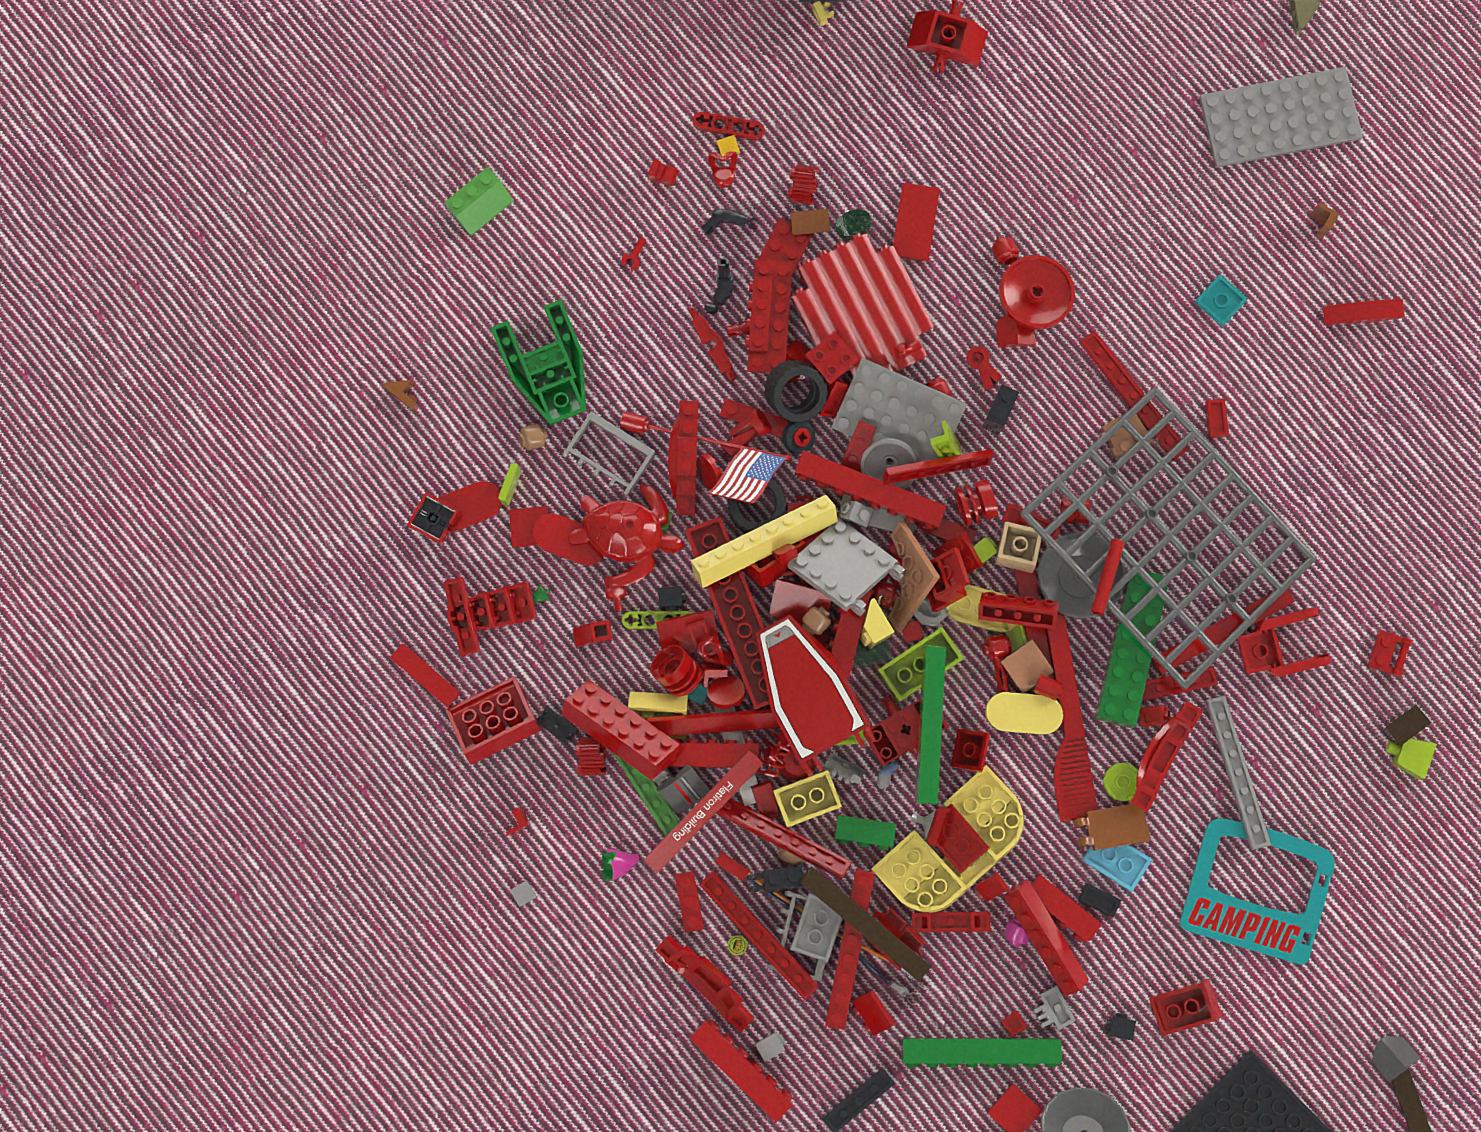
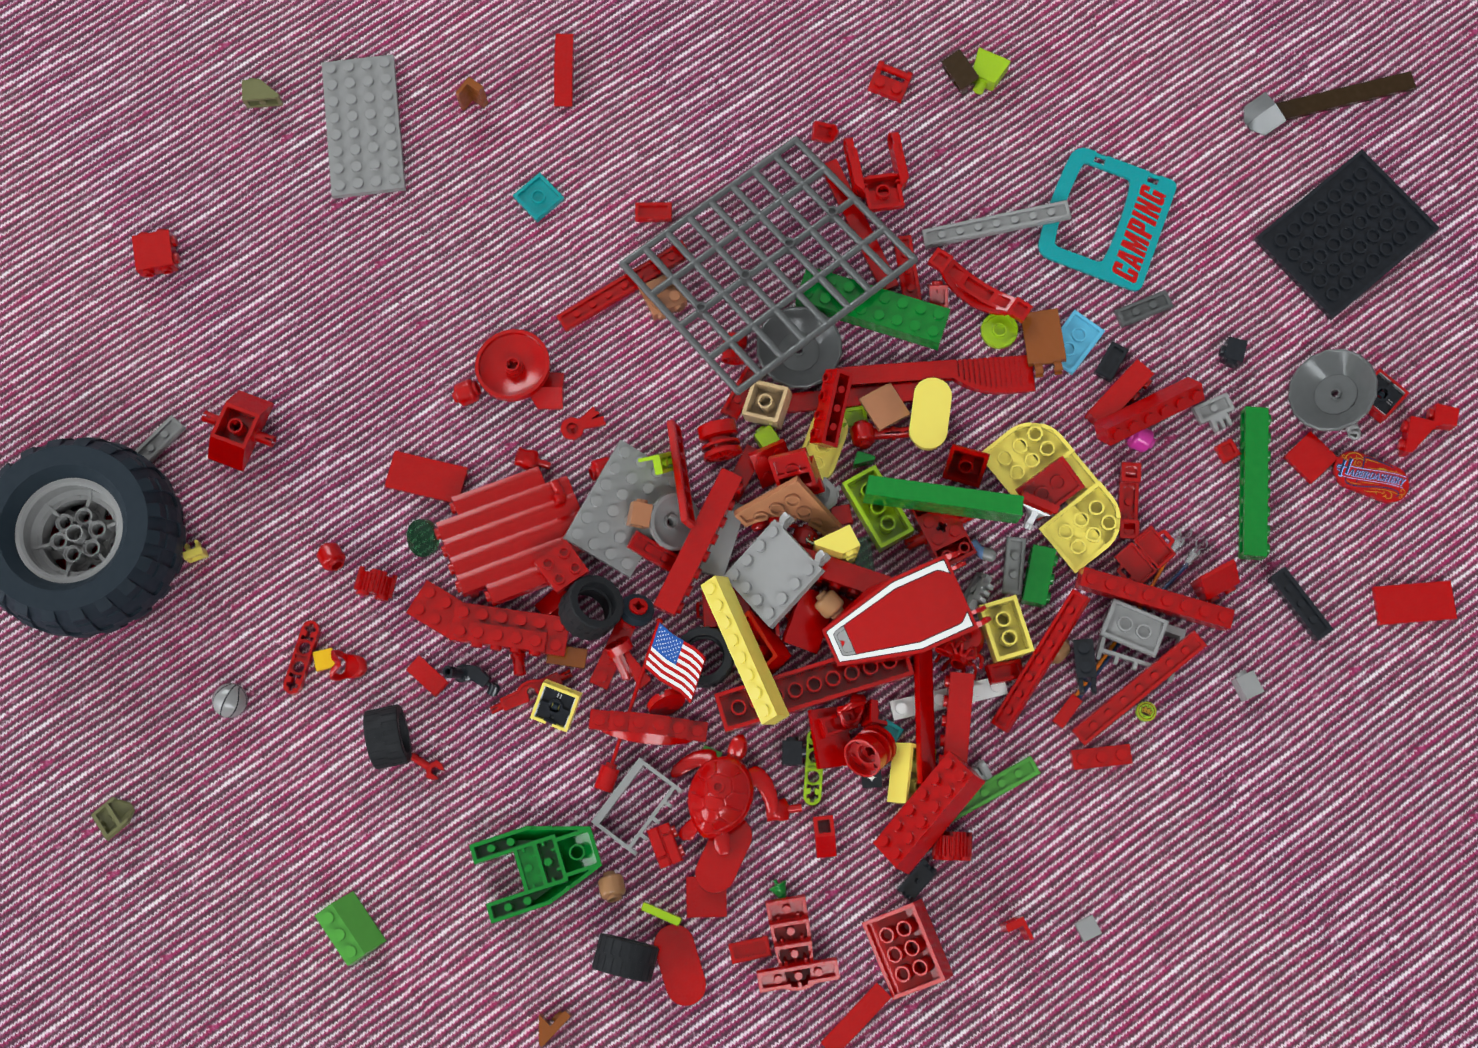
camera: 85 degrees left, 5 degrees down
(426, 522) = (691, 999): piece -> none
(466, 453) = (625, 958): none -> black tyre
(483, 571) = (749, 949): none -> red tile
(574, 483) = (665, 845): none -> red brick
(617, 863) = (1062, 827): dark pink hat -> none
(649, 680) = (872, 782): none -> black tile
(656, 212) = (387, 736): none -> black tyre
(662, 173) = (344, 729): red leg -> none
(681, 64) = (229, 700): none -> light grey piece
(683, 790) = (991, 752): dark grey slope -> none
(699, 368) = (556, 705): none -> piece
(704, 810) = (1014, 733): red tile -> none
(707, 981) = (1183, 742): red piece -> none
(719, 244) = (427, 676): none -> red slope
(726, 216) = (398, 666): black arm -> none
(726, 692) = (894, 702): red tile -> none
(741, 1070) = (1271, 715): red brick -> none
(747, 381) = (574, 658): none -> dark orange tile
(785, 553) = (759, 629): red slope -> none
(810, 221) = (414, 581): dark orange panel -> none
(828, 140) = (331, 556): none -> red head
(835, 397) = (599, 568): red tile -> none
(856, 513) = (720, 558): light grey bracket -> none
(865, 924) = (1134, 580): dark brown tile -> none
(874, 807) = (1013, 566): none -> light grey tile
(892, 429) = (639, 514): none -> nougat brick
(941, 319) = (529, 459): none -> red piece
(970, 648) = (863, 459): none -> green slope
(990, 887) = (1098, 458): red slope -> none
(1000, 409) = (628, 408): black brick -> none
(1049, 687) = (907, 387): red brick -> none
(1107, 577) = (807, 318): red piece -> none
(1160, 932) = (1143, 309): none -> dark grey tile
(1185, 1007) = (1215, 291): red slope -> none
(1323, 586) = (824, 132): none -> red plate

